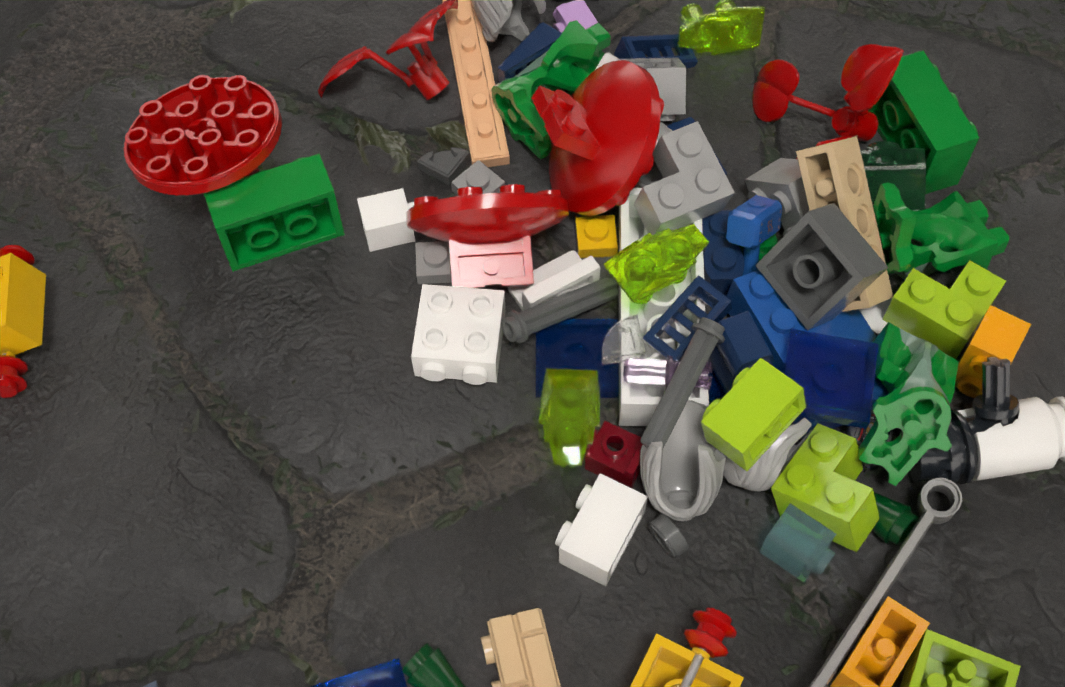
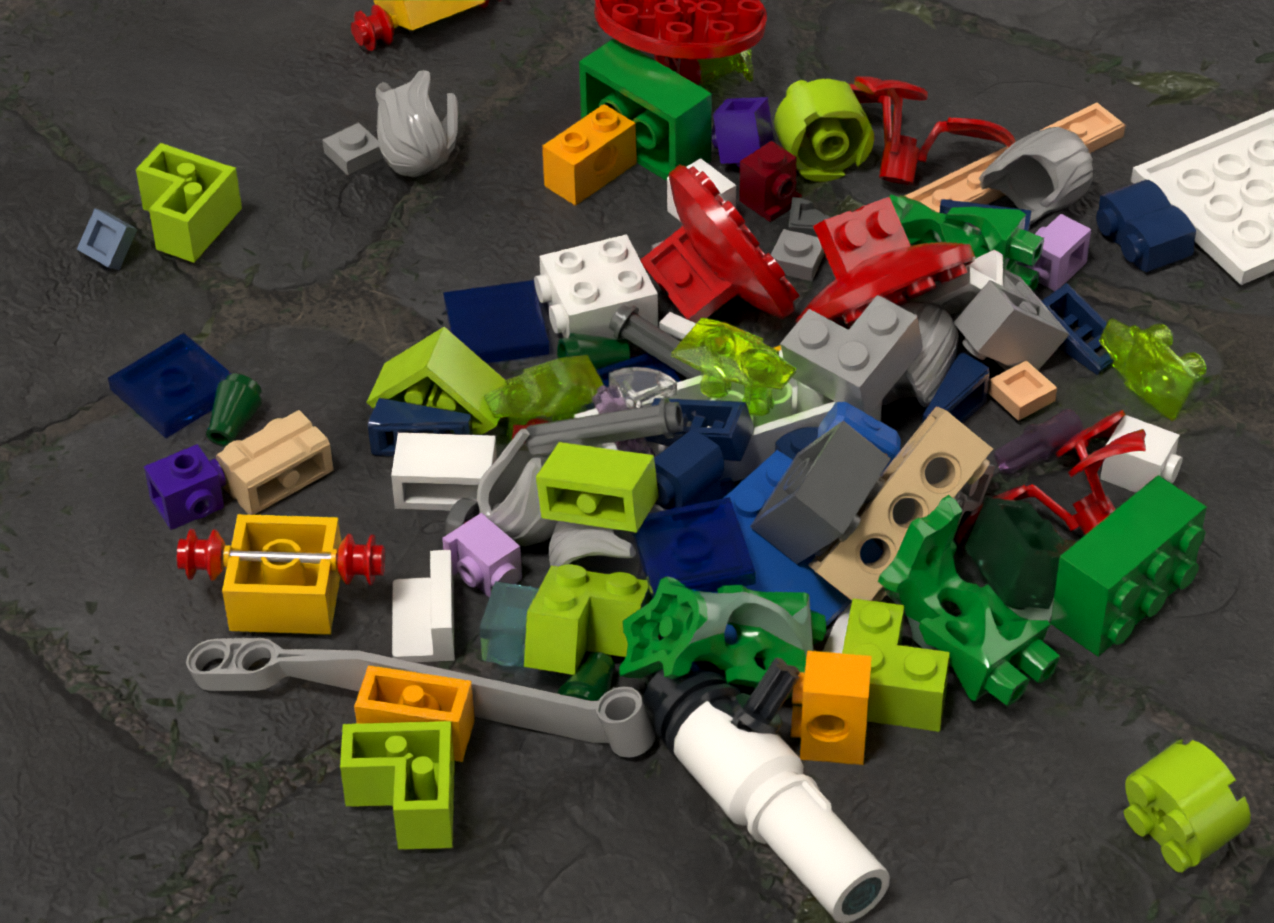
camera: 65 degrees right, 15 degrees down
(143, 610) = (187, 199): none -> lime brick
(147, 453) = (352, 148): none -> light grey plate
(176, 393) = (410, 130): none -> light grey hair
(288, 274) = (589, 154): none -> light orange brick
(343, 161) = (741, 128): none -> dark purple brick
(372, 105) = (823, 128): none -> lime brick
(398, 165) = (768, 181): none -> dark red brick
(436, 425) = (498, 321): none -> clear blue tile
(511, 497) = (442, 376): none -> lime brick
(518, 372) = (600, 350): none -> dark green cone
(535, 541) = (400, 417): none -> dark blue slope
(705, 109) = (1022, 390): none -> light nougat plate
(715, 535) = (483, 554): none -> lavender brick
(754, 125) = (1038, 441): none -> clear purple axle
(755, 603) = (425, 614): none -> white panel
(814, 71) = (1138, 468): none -> white brick

